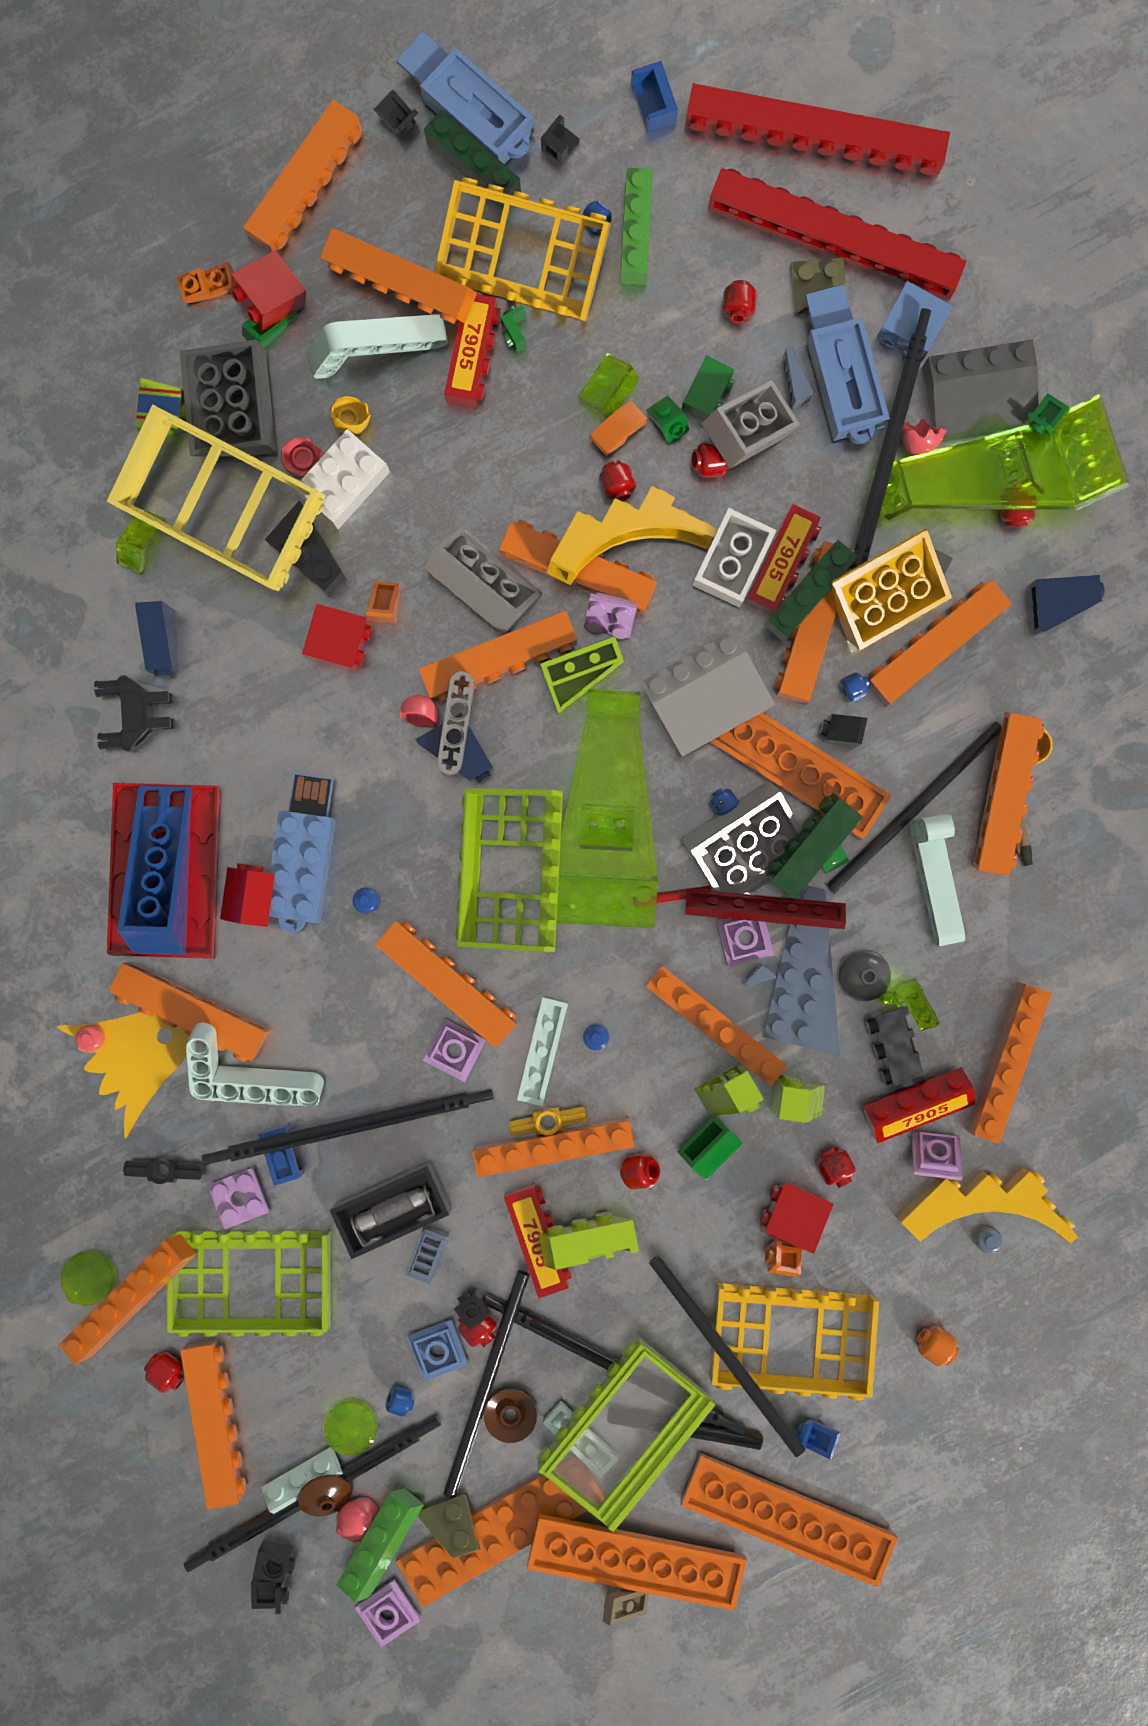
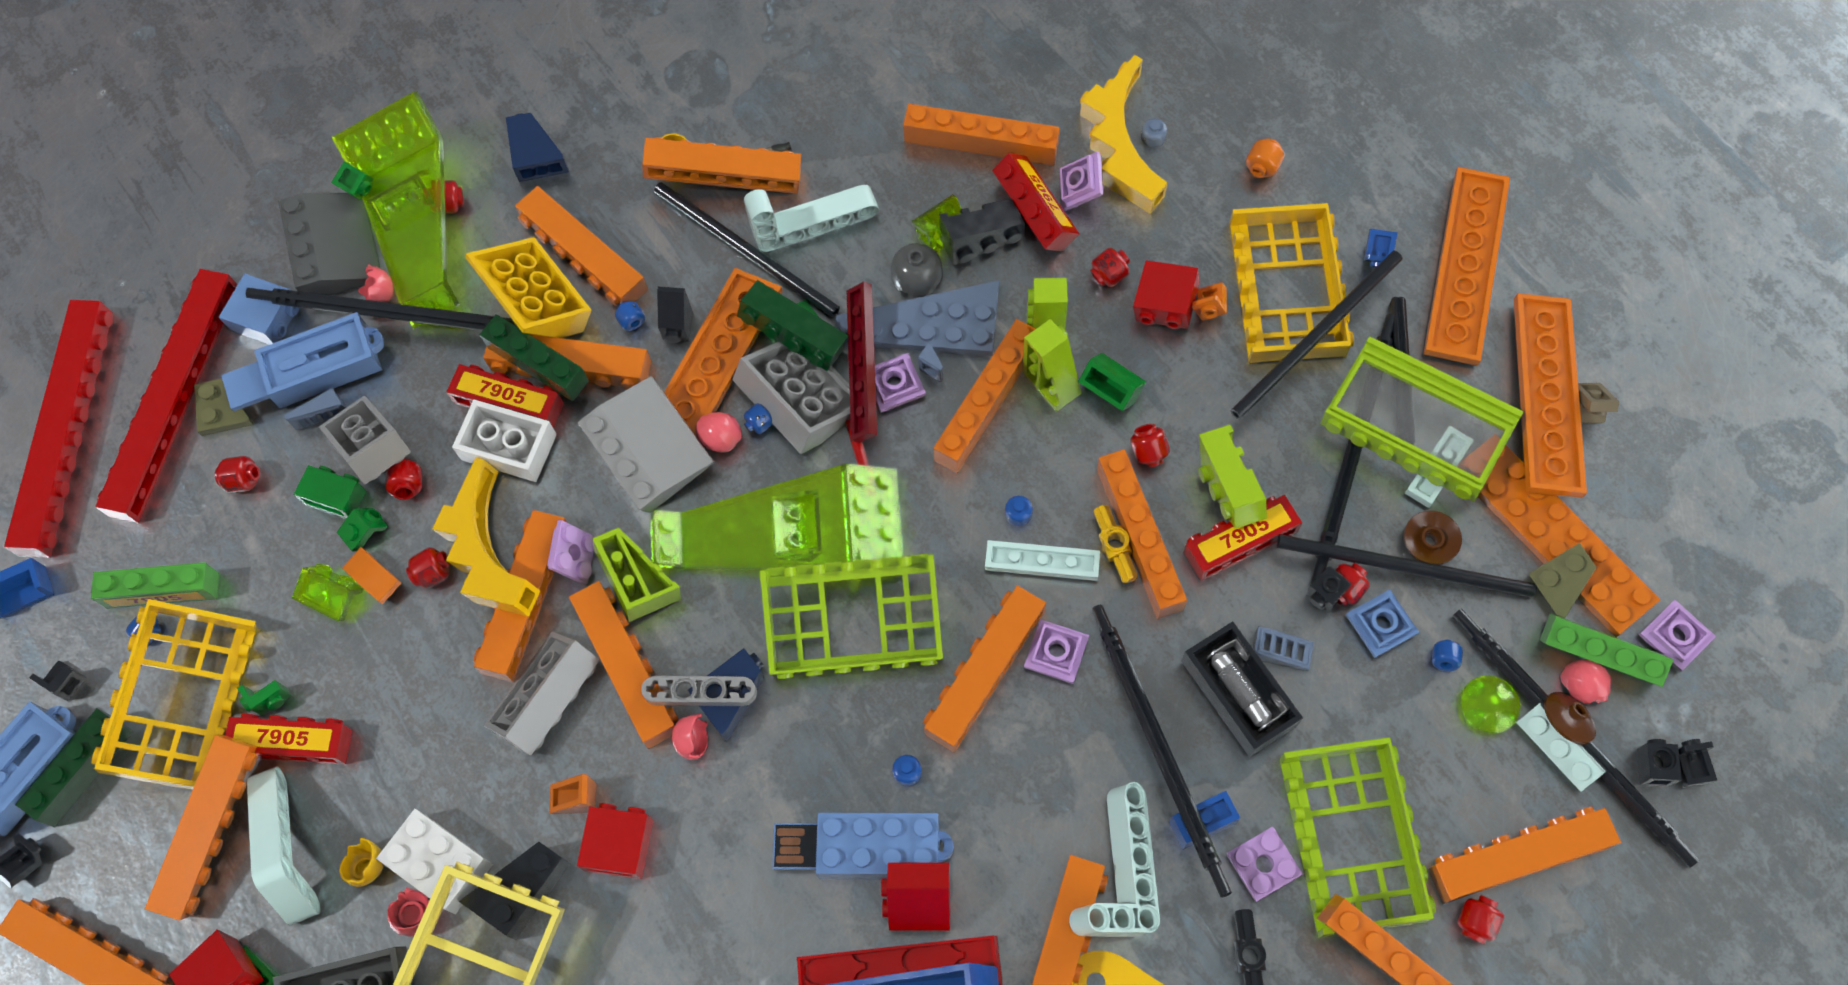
camera: 95 degrees left, 20 degrees down
(714, 762) = (718, 432): none -> coral hair

